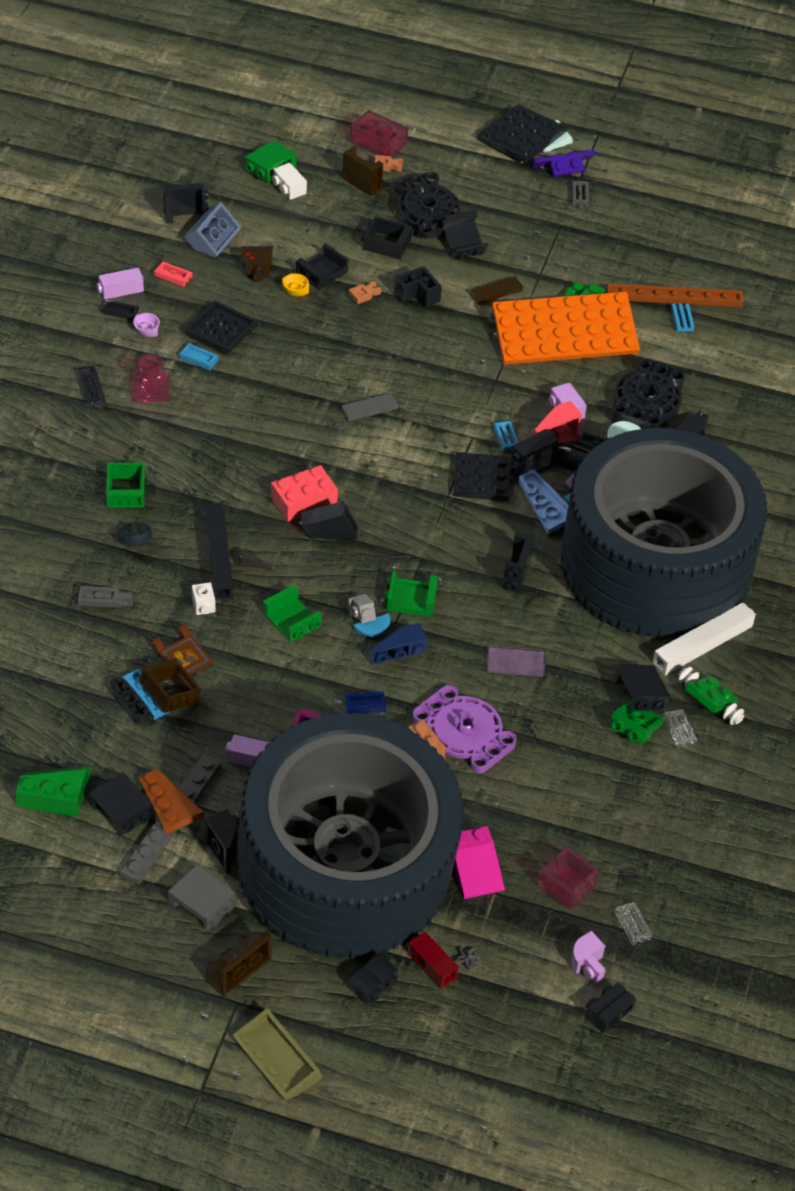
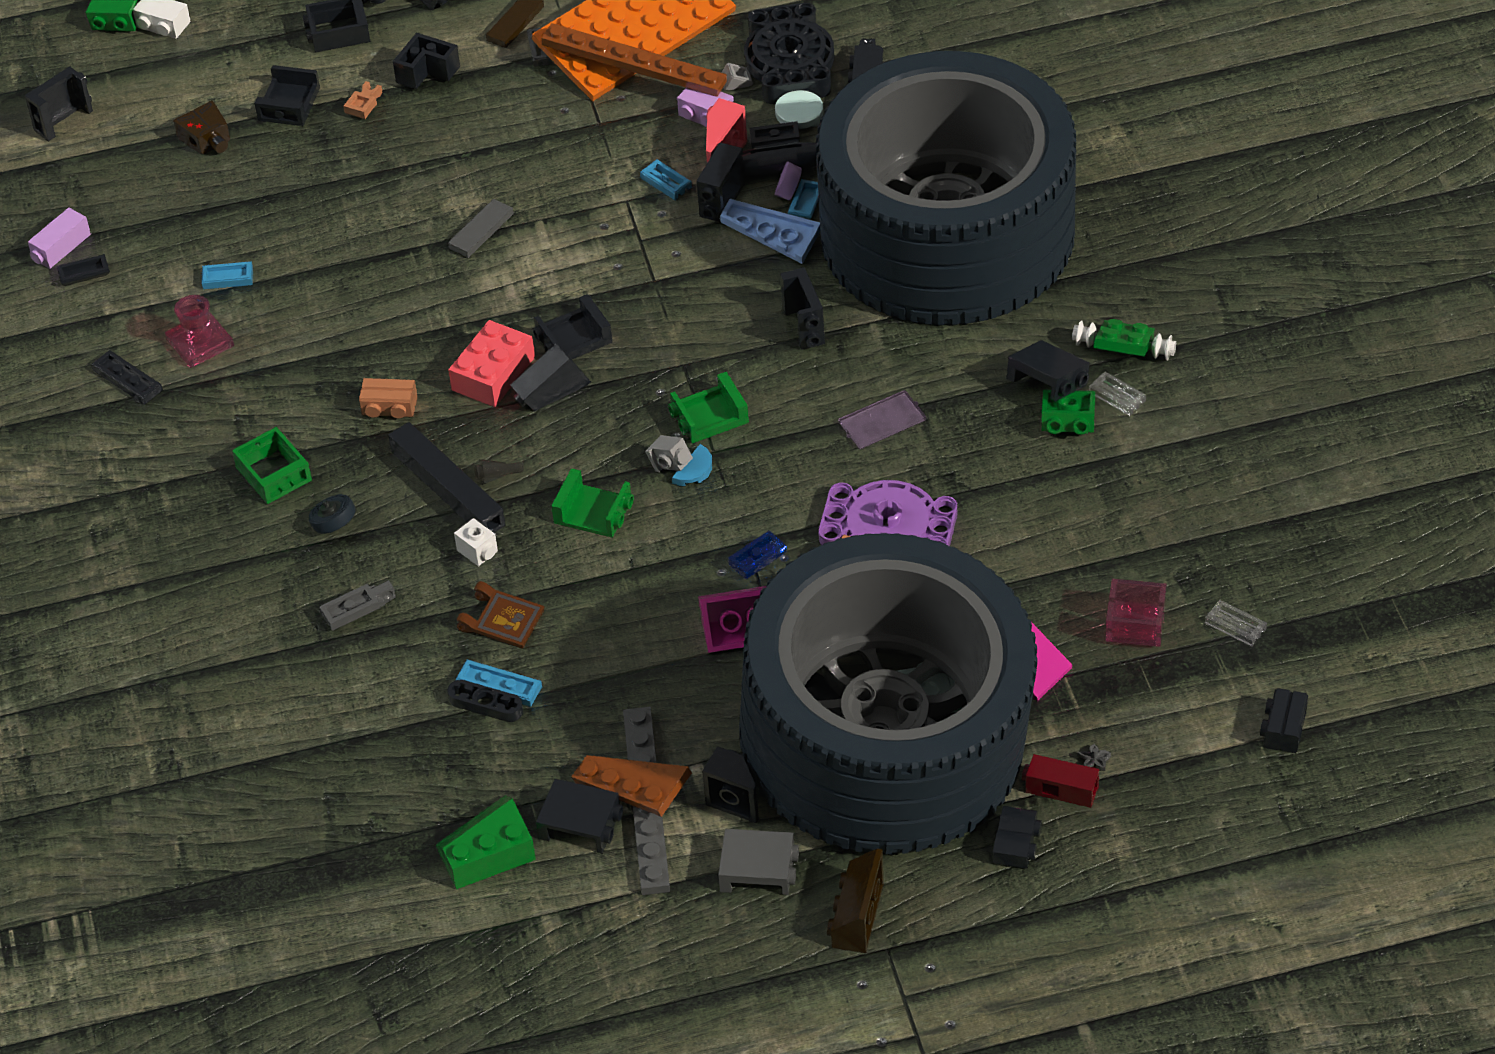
camera: 25 degrees left, 0 degrees up
(146, 324) = (133, 270): lavender hat -> none
(164, 671) = (526, 642): dark brown window -> none
(173, 274) = (110, 195): coral tile -> none
(213, 230) = (118, 119): sand blue slope -> none
(221, 327) = (226, 227): black plate -> none
(226, 481) = (388, 397): none -> nougat brick
(244, 750) = (680, 677): lavender brick -> none
(277, 1055) = (980, 974): olive slope -> none
(295, 284) = (273, 133): yellow hat -> none
(370, 501) = (575, 331): none -> black panel
(402, 643) = (746, 465): dark blue slope -> none
(482, 476) = (675, 238): black plate -> none
(541, 350) = (634, 59): none -> dark orange plate
(586, 955) = (1218, 685): lavender brick -> none
(603, 395) = (737, 77): none -> light grey slope
(703, 638) = (1067, 283): white brick -> none

